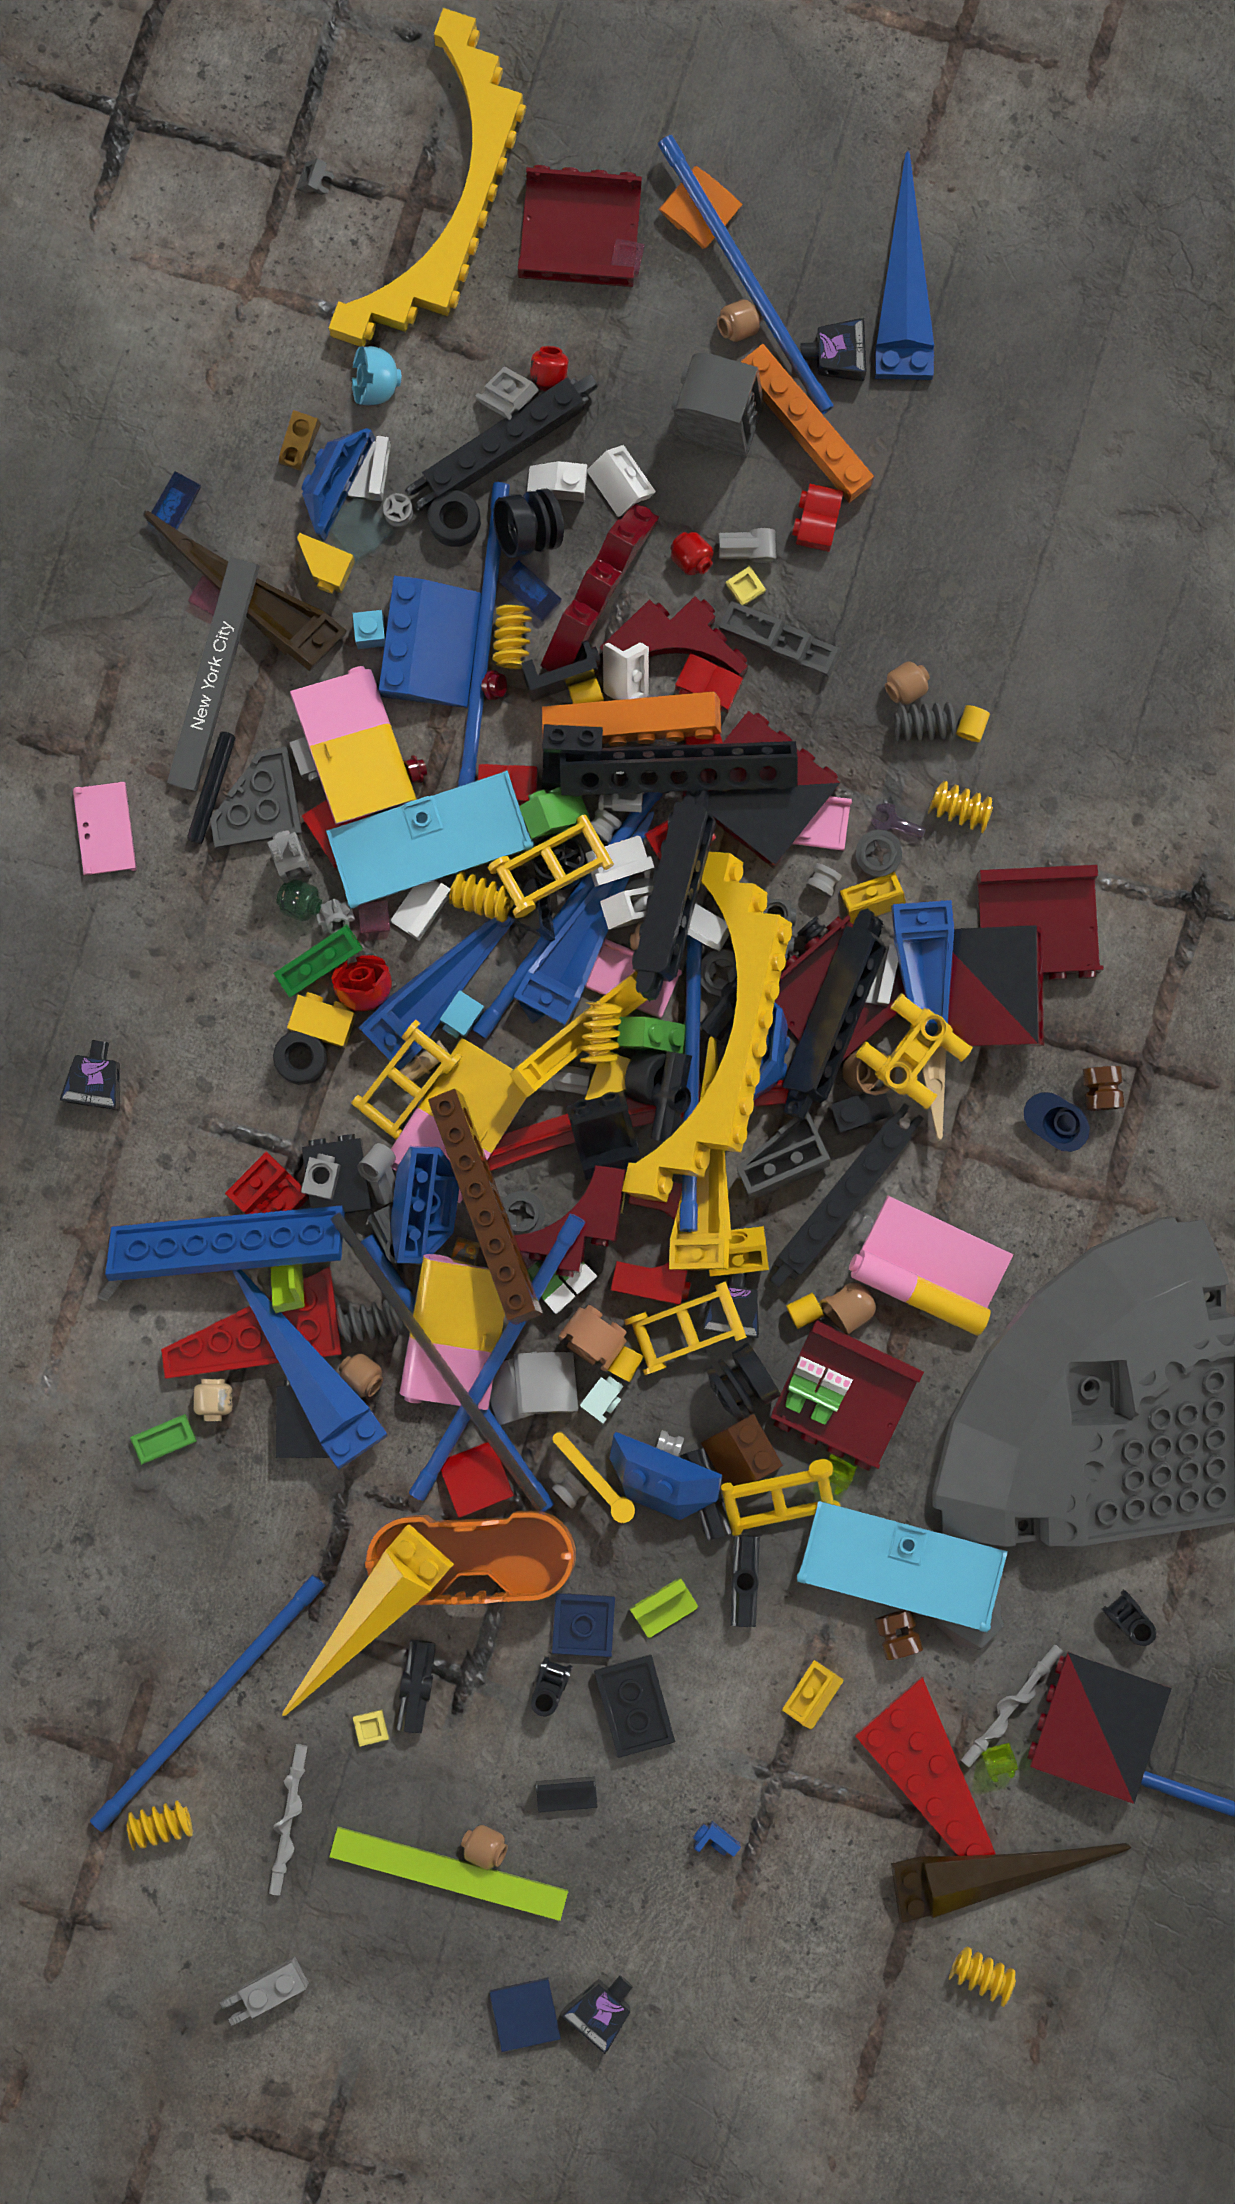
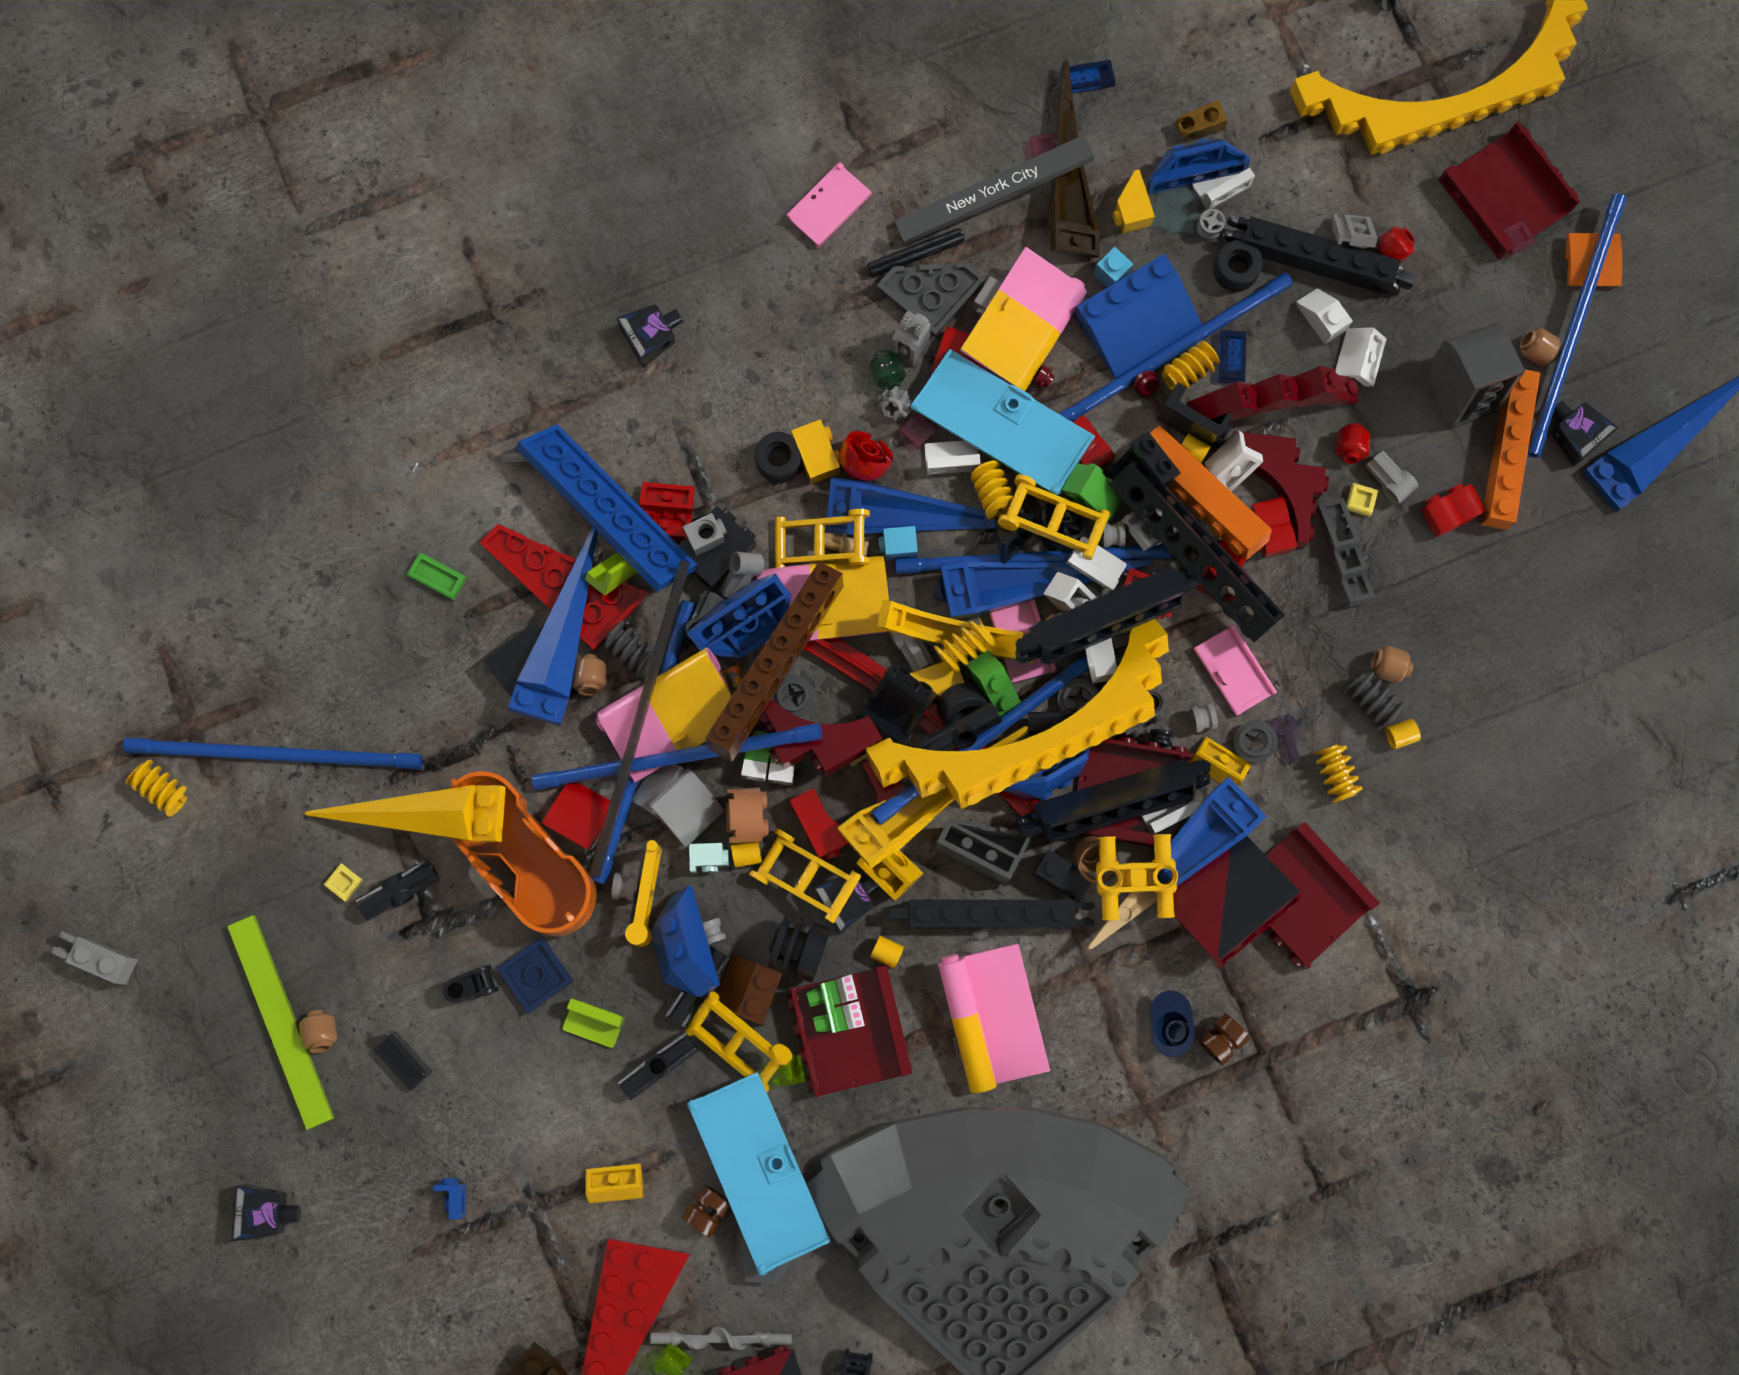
camera: 50 degrees right, 5 degrees down
(212, 1399) = (490, 587): tan head -> none
(293, 1808) = (224, 876): light grey piece -> none
(318, 960) = (855, 415): green plate -> none
(375, 376) = (1288, 136): medium azure cylinder -> none
(525, 2014) = (219, 1159): dark blue tile -> none
(528, 522) = (1278, 313): black wheel -> none
(634, 1706) = (504, 1058): black plate -> none
(770, 817) = (1215, 643): black panel -> none
(849, 1307) = (915, 982): medium nougat helmet -> none

